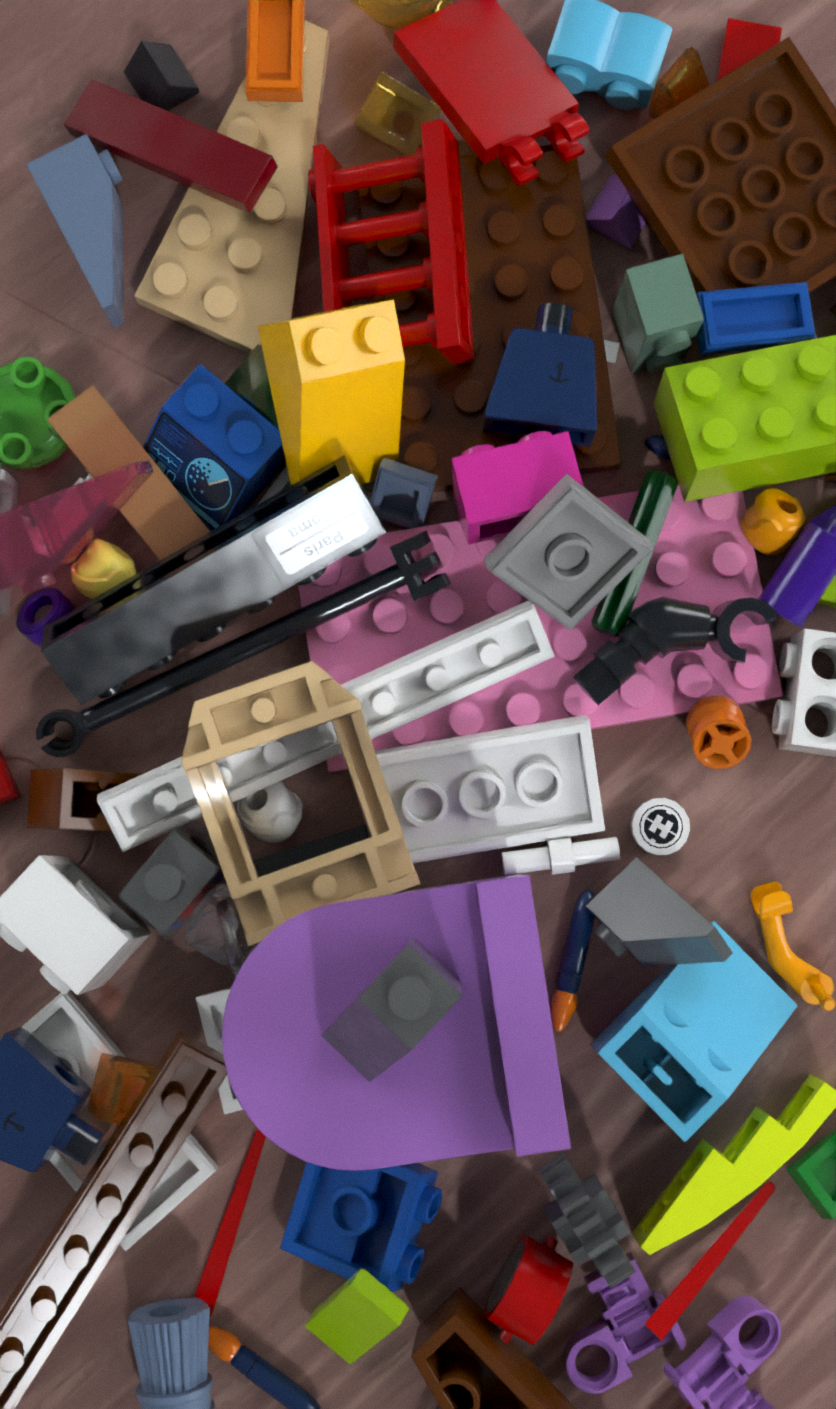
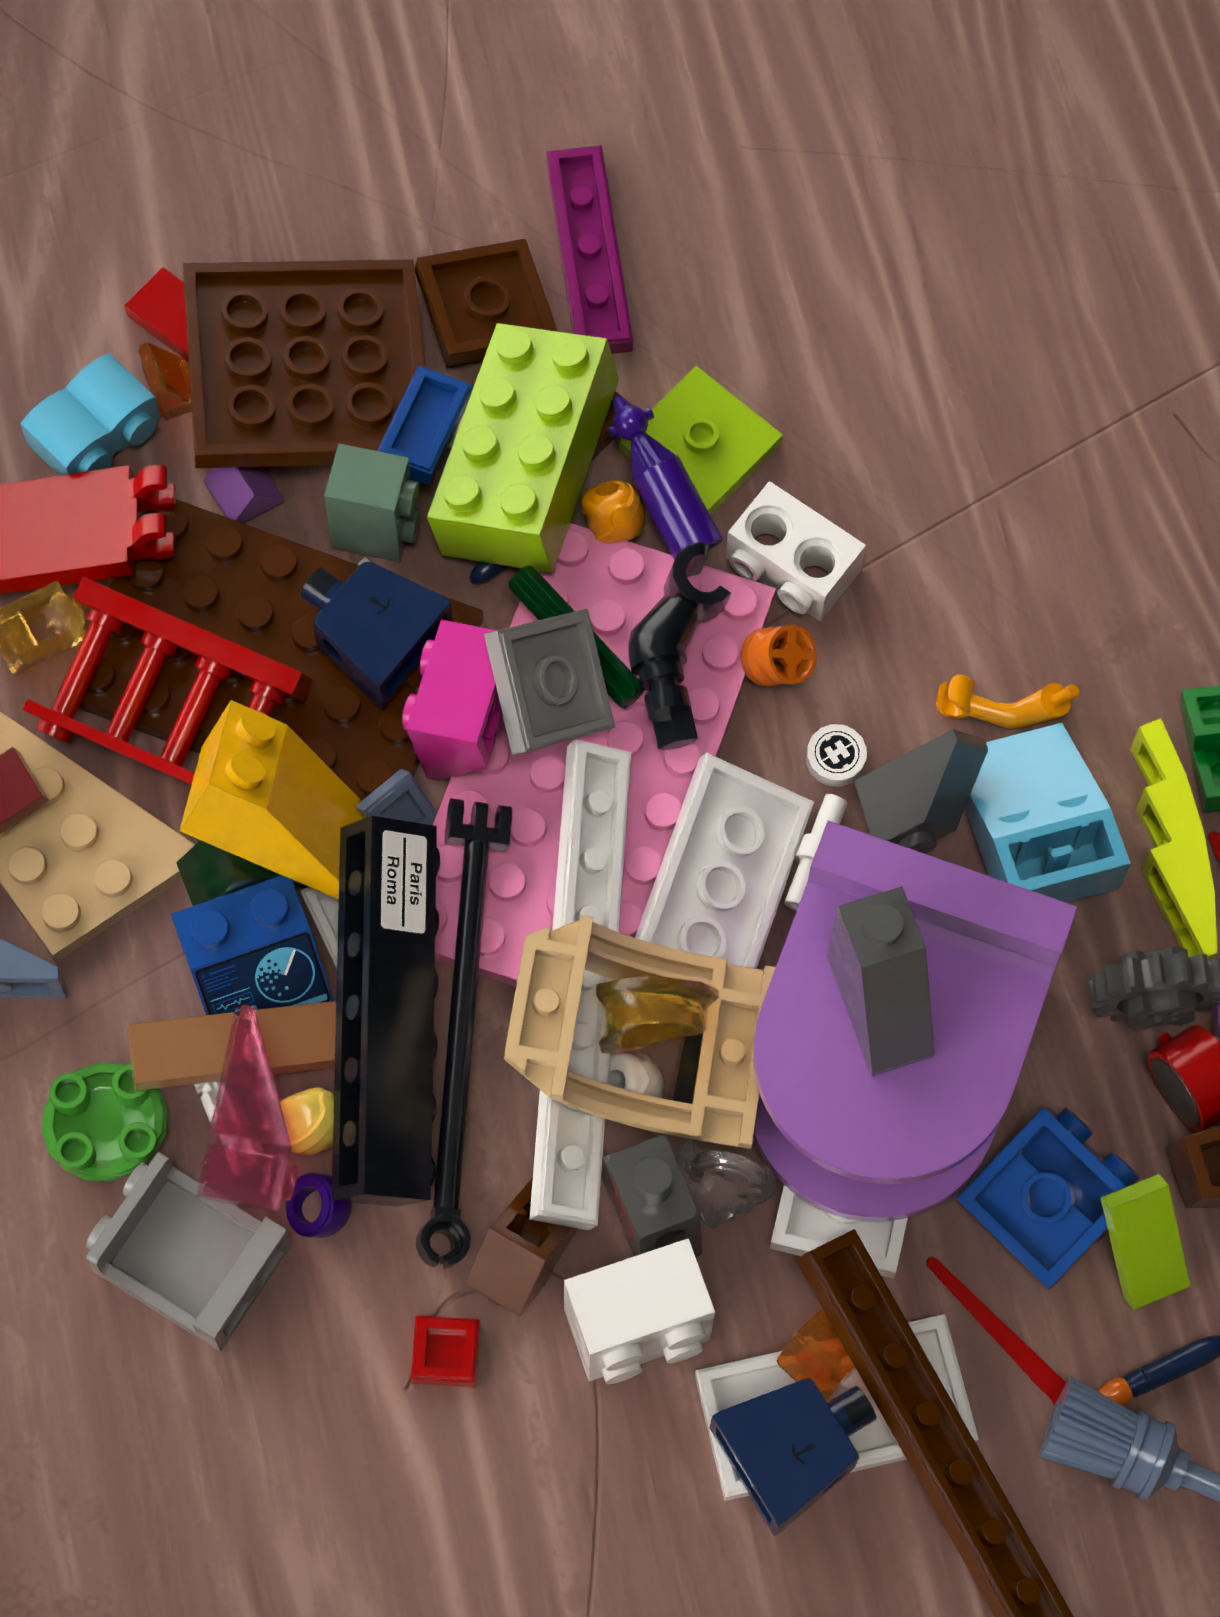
camera: 65 degrees left, 15 degrees down
(320, 801) = (651, 1011): none -> clear yellow hat

